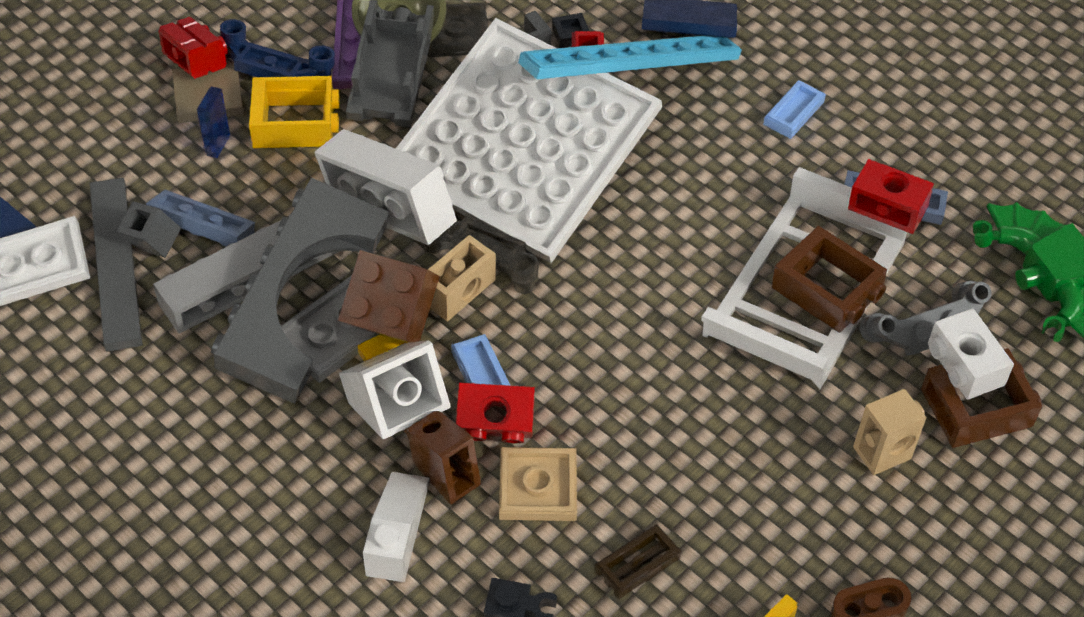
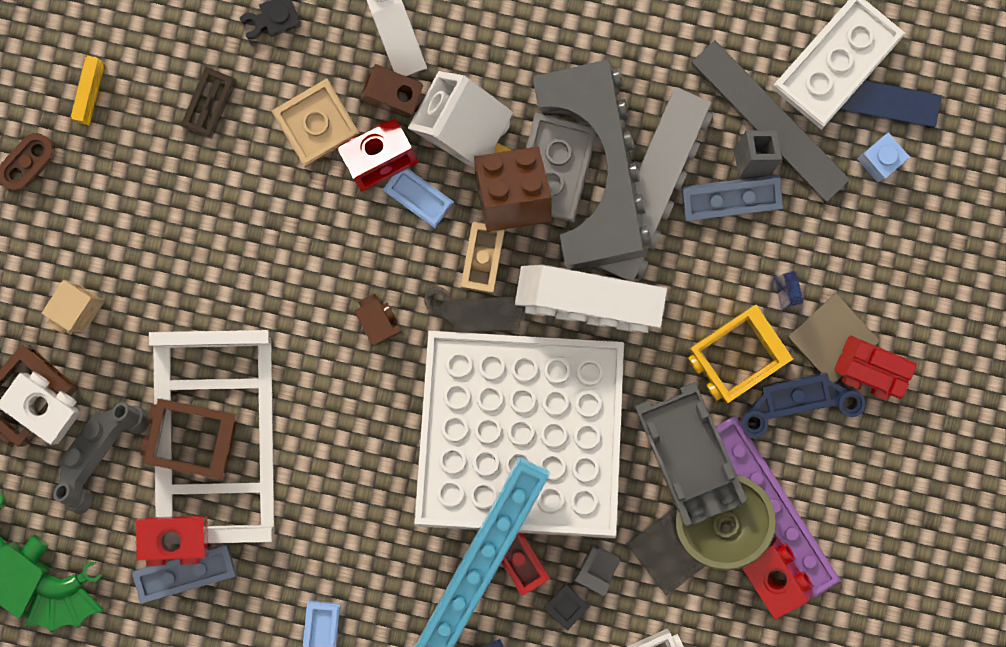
camera: 150 degrees right, 35 degrees up
(47, 178) = (883, 157): none -> light blue brick
(591, 285) = (377, 320): none -> reddish brown brick

